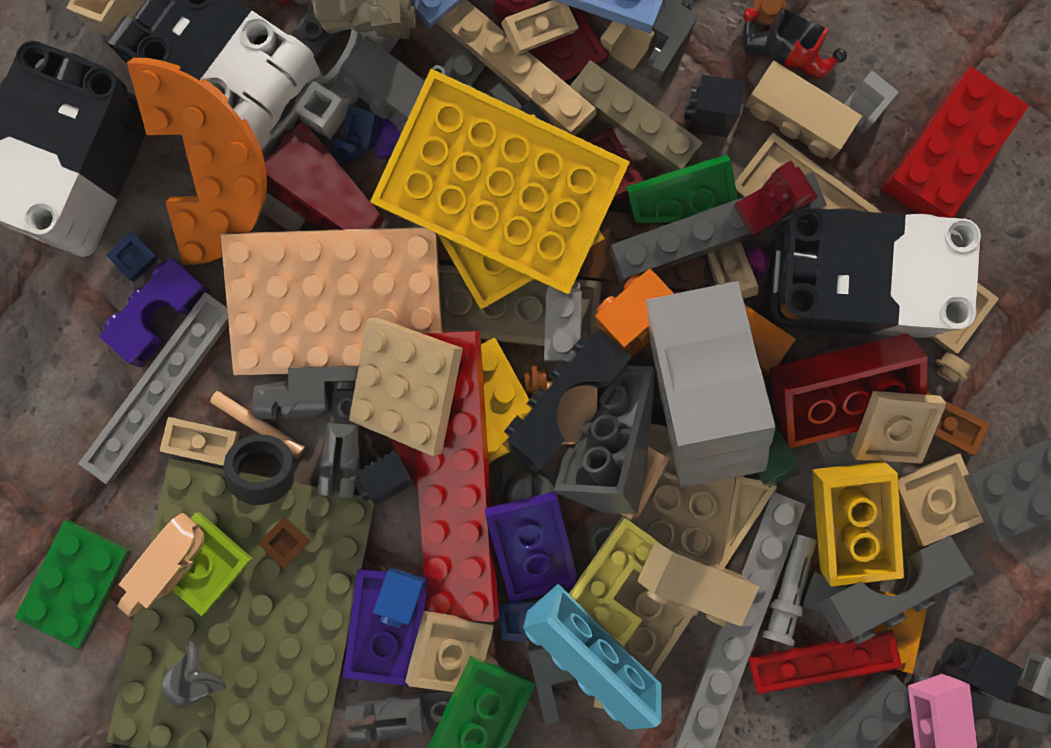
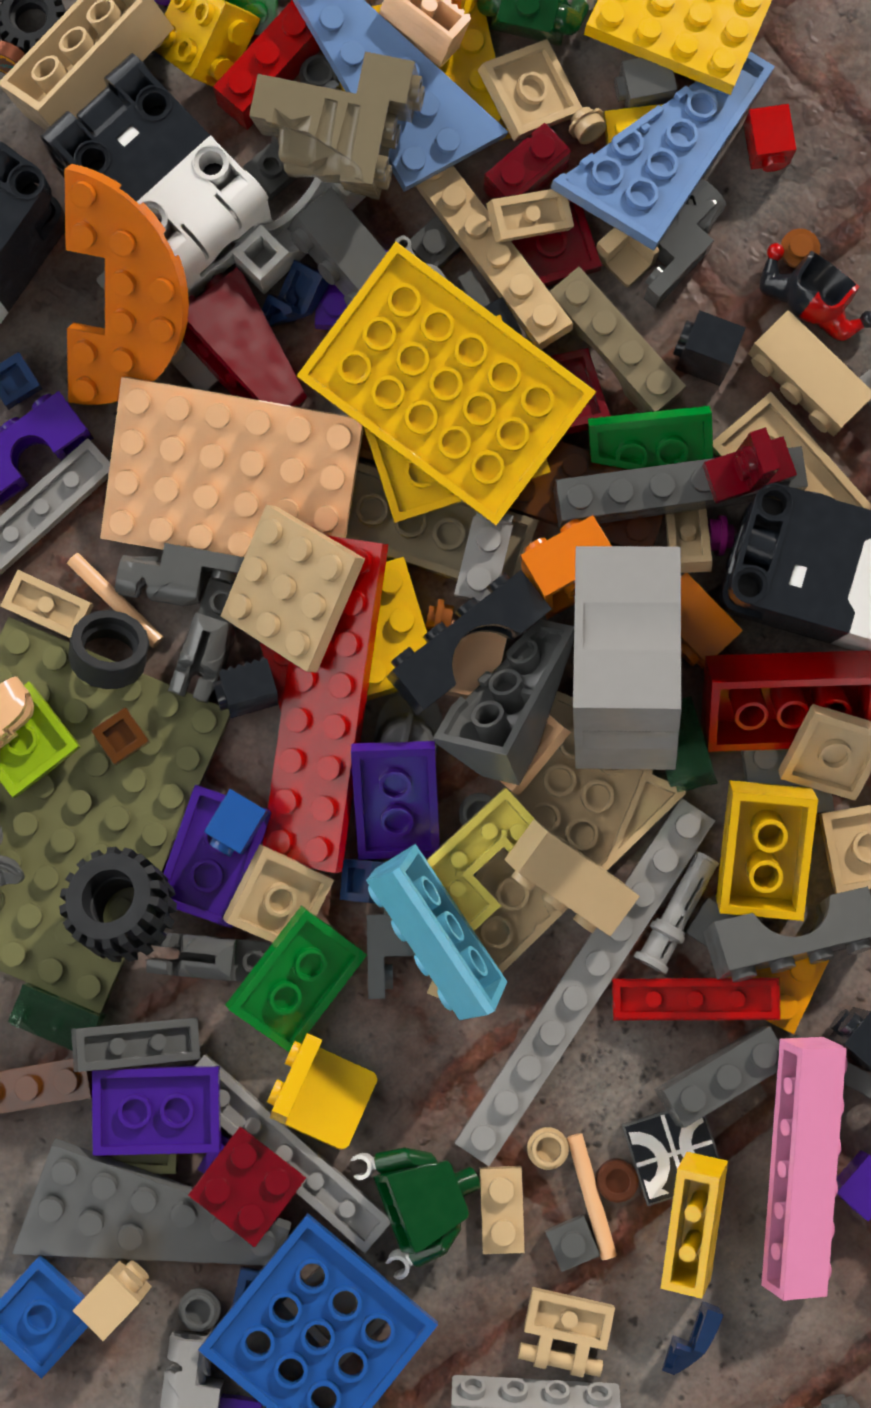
camera: 10 degrees right, 0 degrees up
(285, 688) = (97, 883): none -> black tyre

